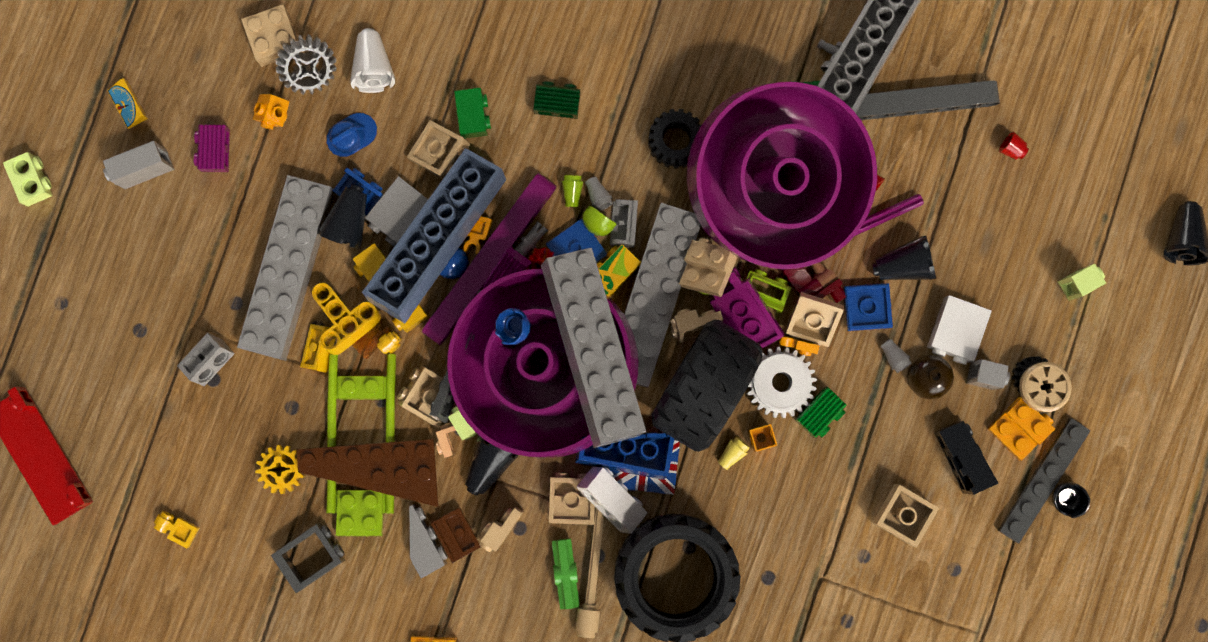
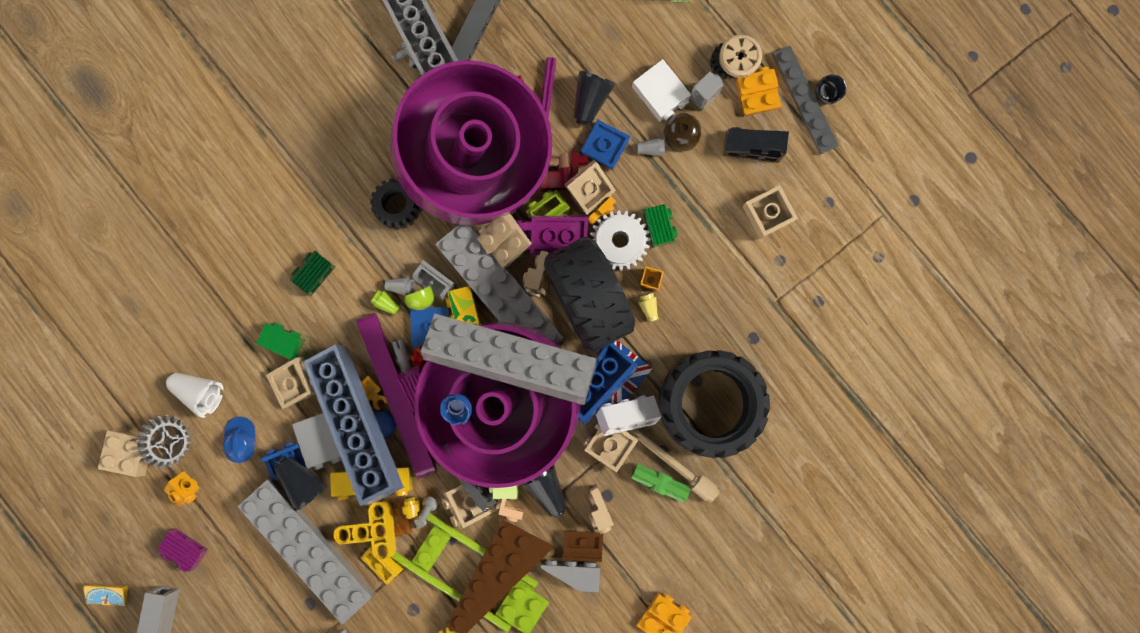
camera: 55 degrees left, 0 degrees up
(403, 358) = (429, 504): none -> light grey piece

